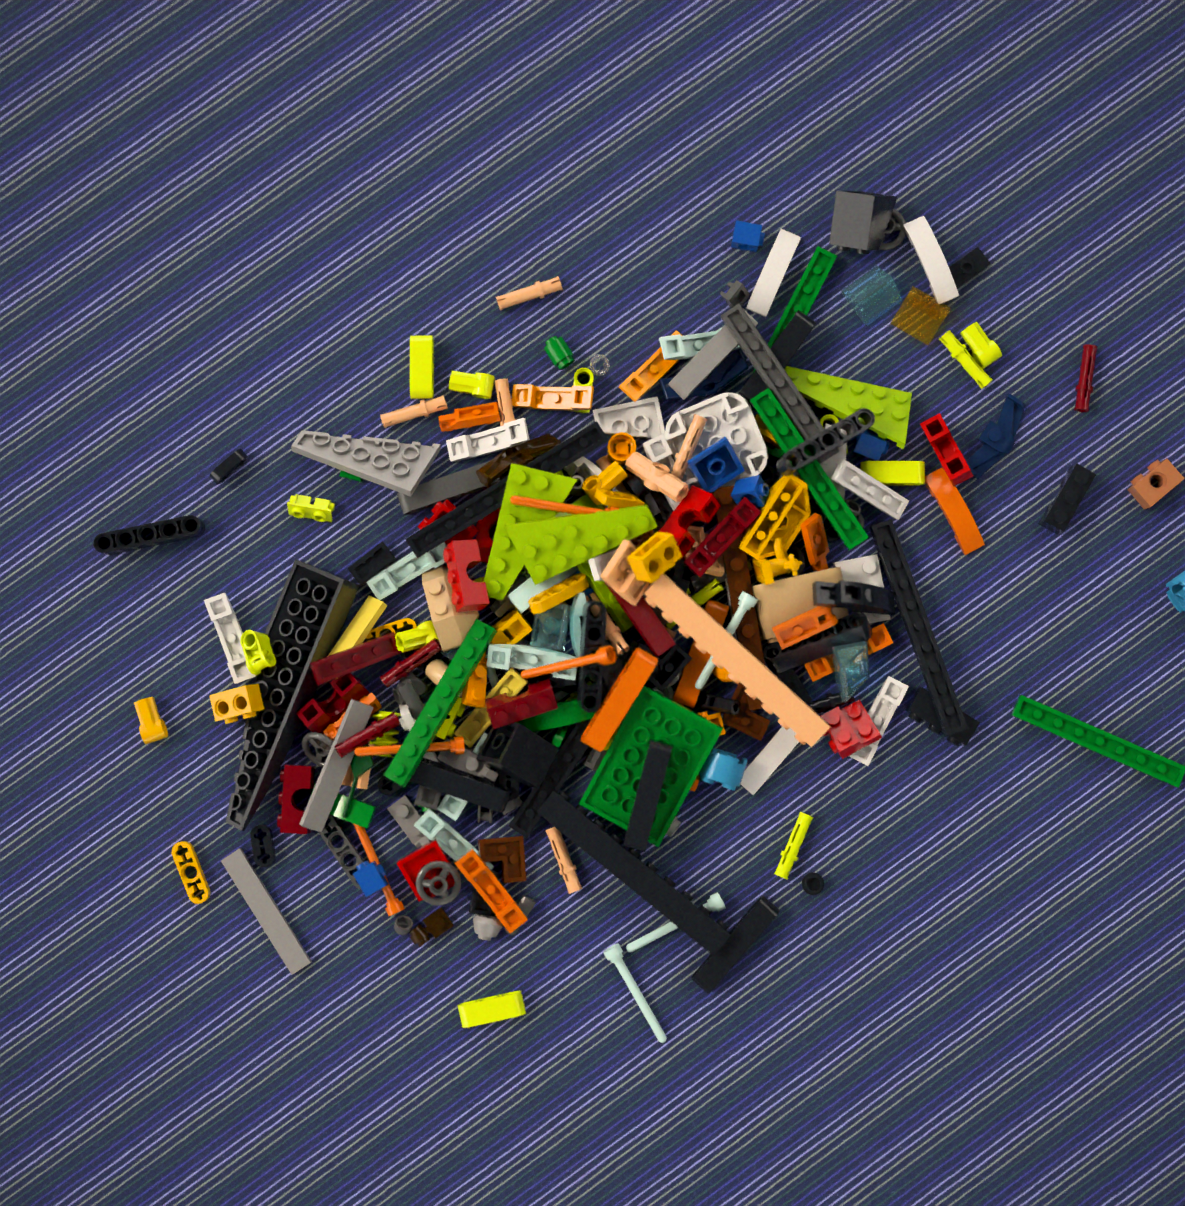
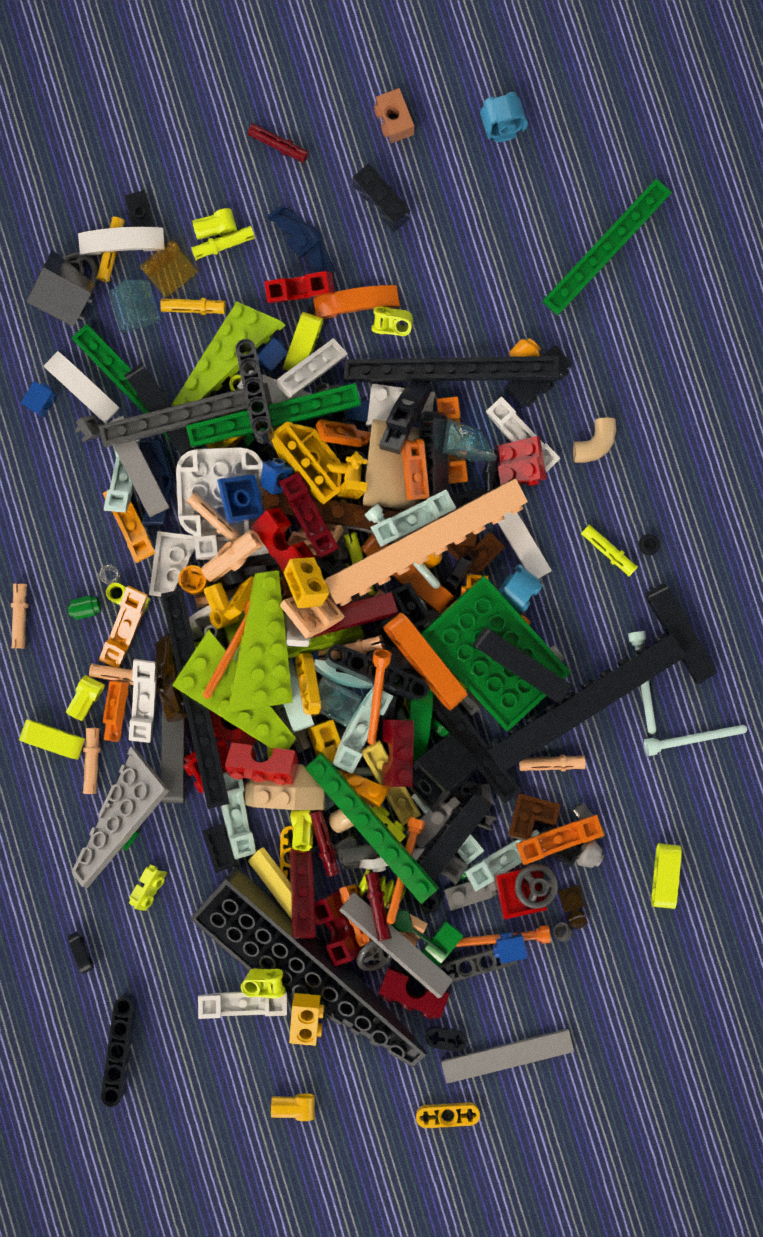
camera: 75 degrees left, 0 degrees up
(755, 640) = (413, 518): none -> light aqua slope
(842, 553) = (359, 413): none -> dark blue tile
(890, 348) = (193, 306): none -> yellow pin
(896, 800) = (600, 443): none -> tan cylinder
(909, 253) = (108, 258): none -> yellow pin
(946, 551) = (390, 321): none -> neon yellow piece
(965, 694) = (525, 348): none -> light orange head

